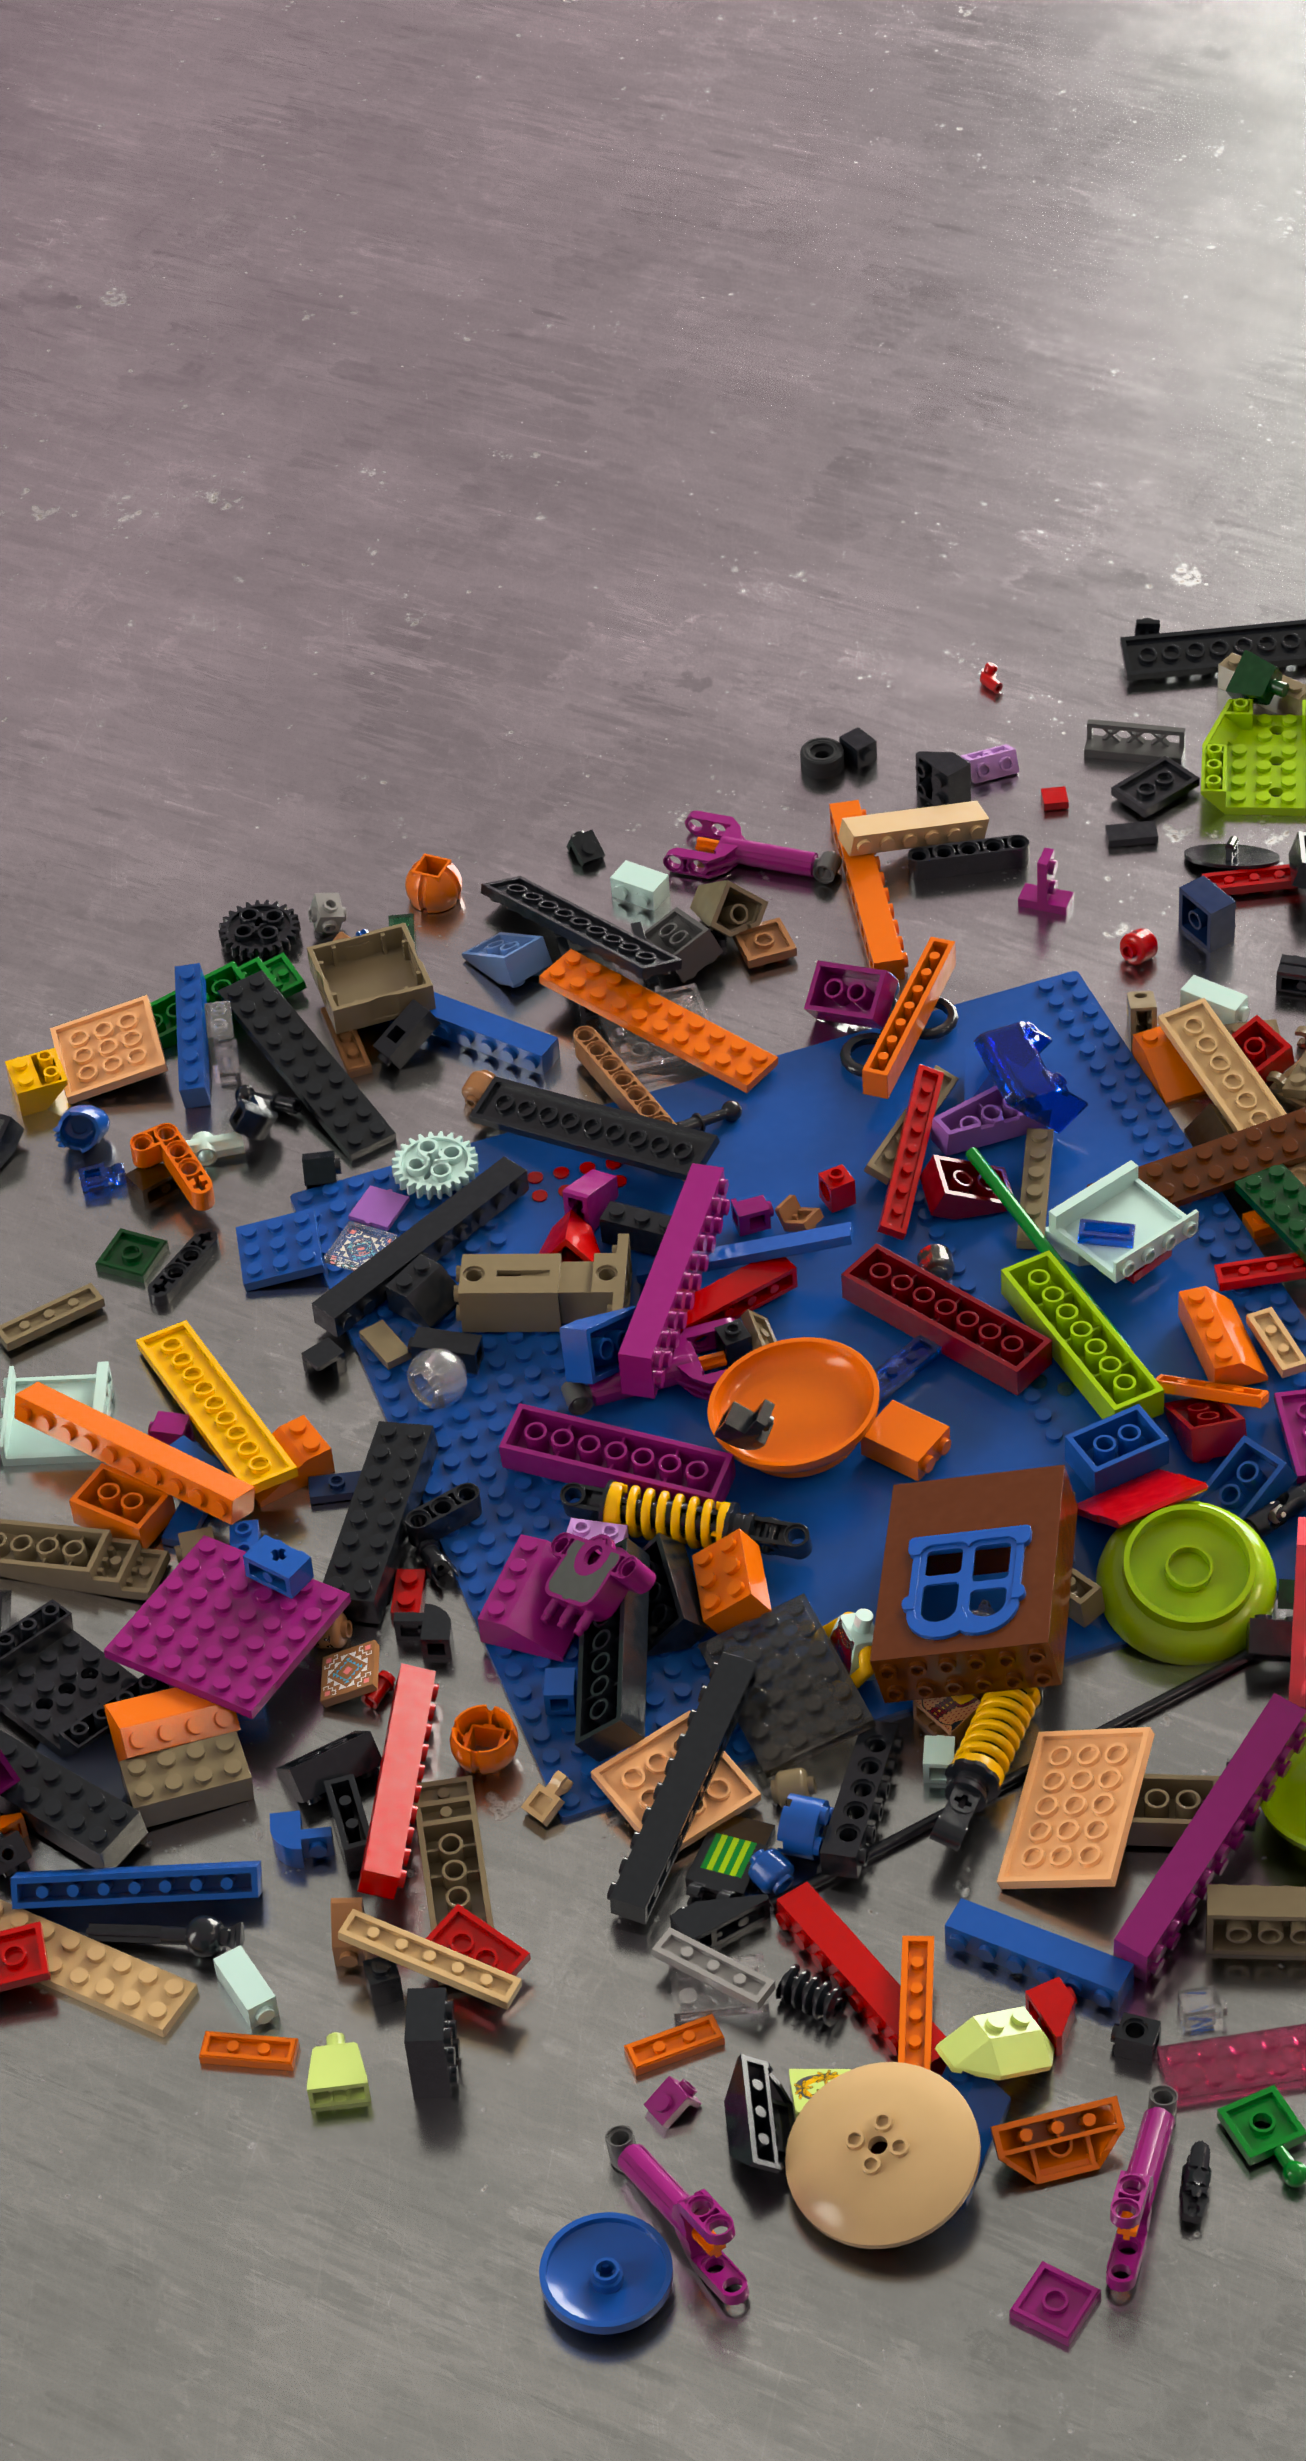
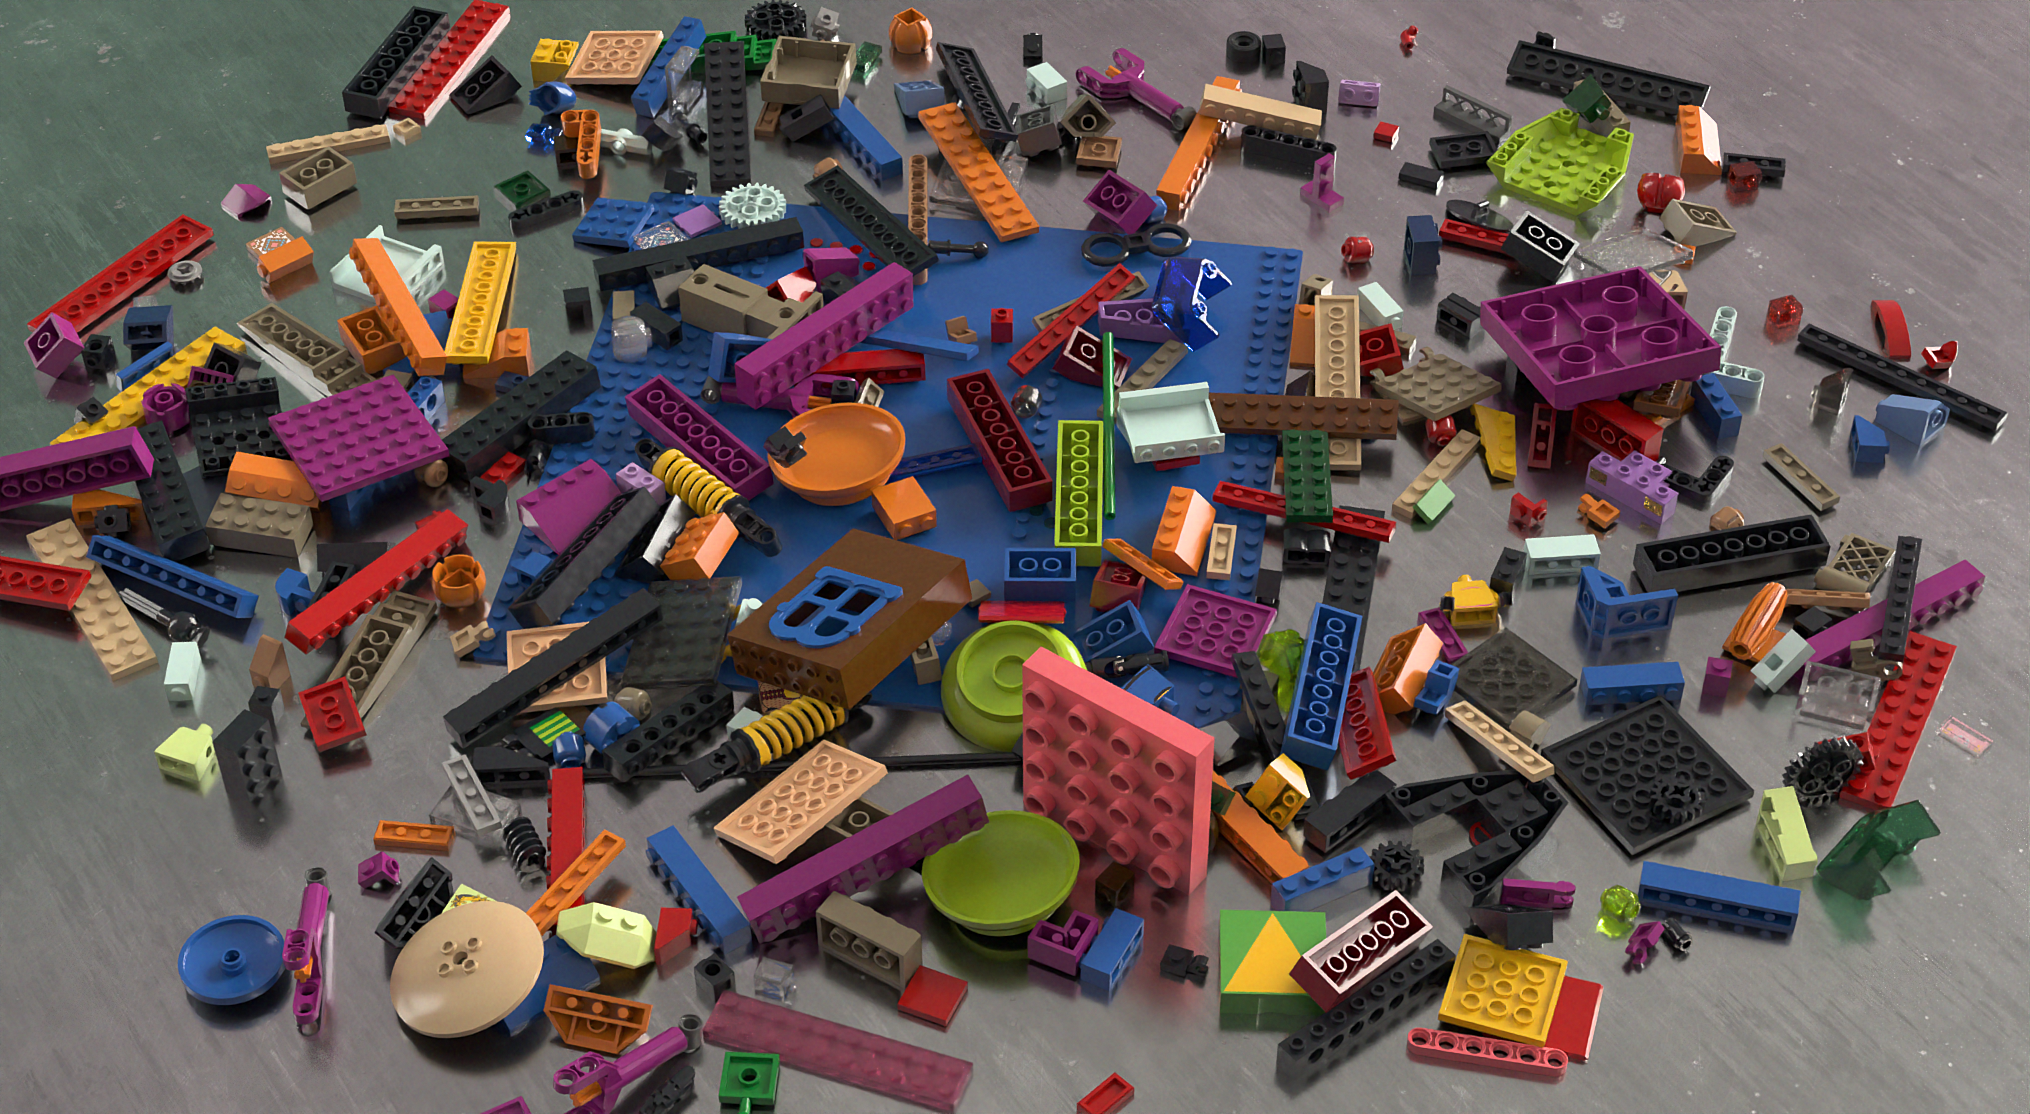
camera: 25 degrees right, 0 degrees up
(249, 2050) = (152, 712): orange tile -> none
(278, 1566) = (412, 410): blue brick -> none
(350, 1673) = (418, 504): medium nougat tile -> none
(430, 1959) = (293, 702): tan plate -> none
(591, 1580) = (598, 505): magenta piece -> none
(751, 1215) = (930, 320): magenta brick -> none
(909, 1018) = (1142, 231): orange brick -> none
(1106, 1233) = (1151, 425): clear blue tile -> none

